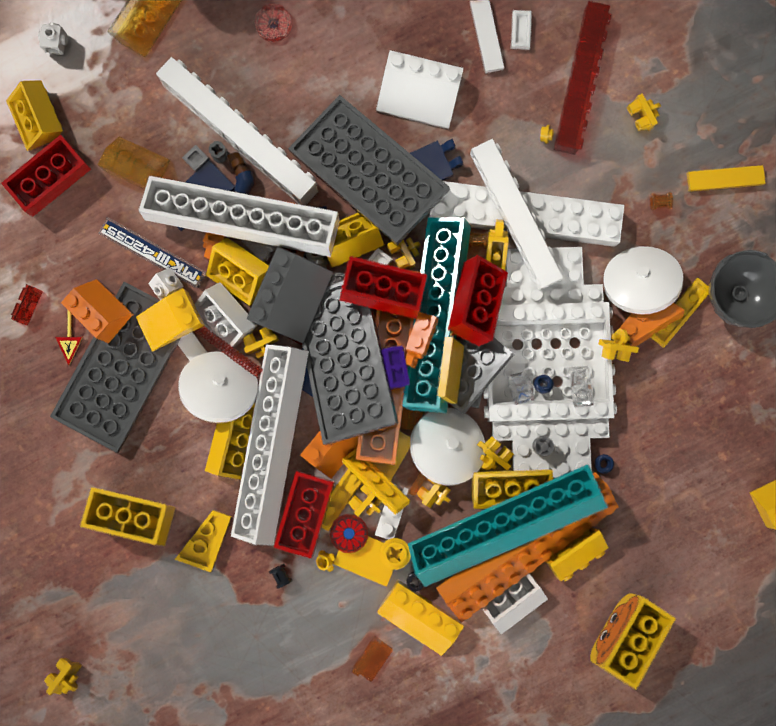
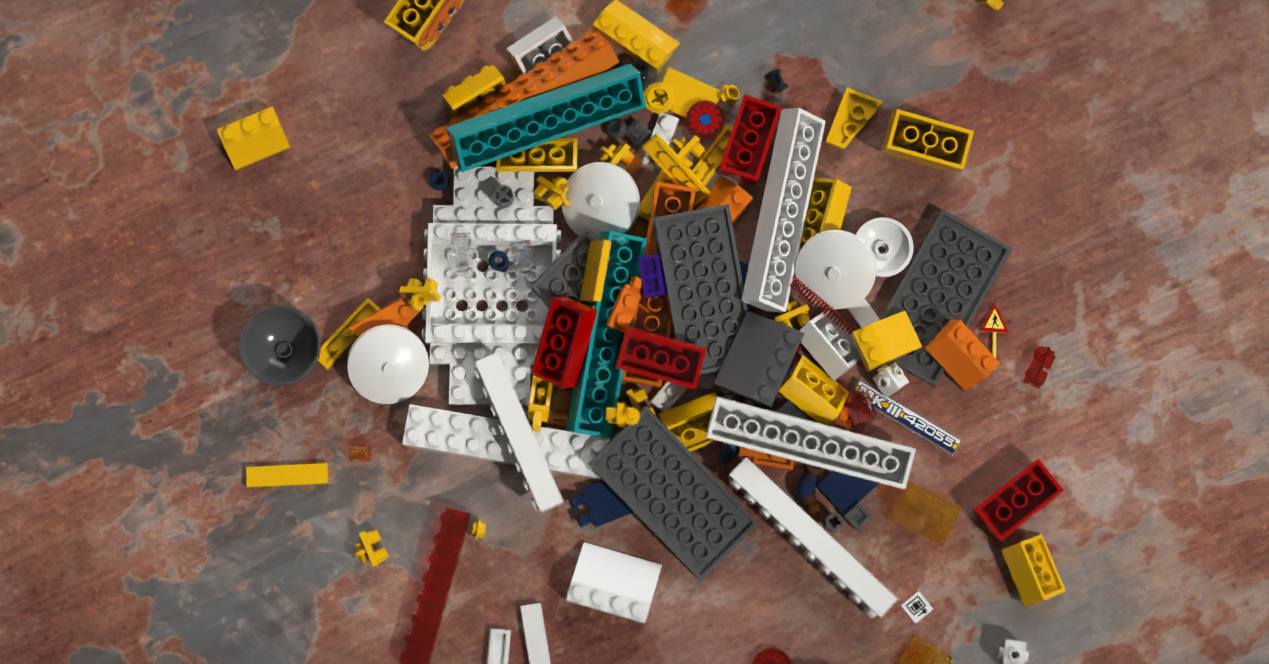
camera: 175 degrees left, 5 degrees down
(142, 82) = (917, 607): none -> white sticker
(160, 416) = (894, 239): none -> white dish
(193, 256) = (861, 407): none -> clear red brick
(415, 519) = (637, 133): none -> flat silver plate
(419, 232) = (622, 415): none -> yellow hips
(435, 522) = (616, 128): none -> flat silver tile

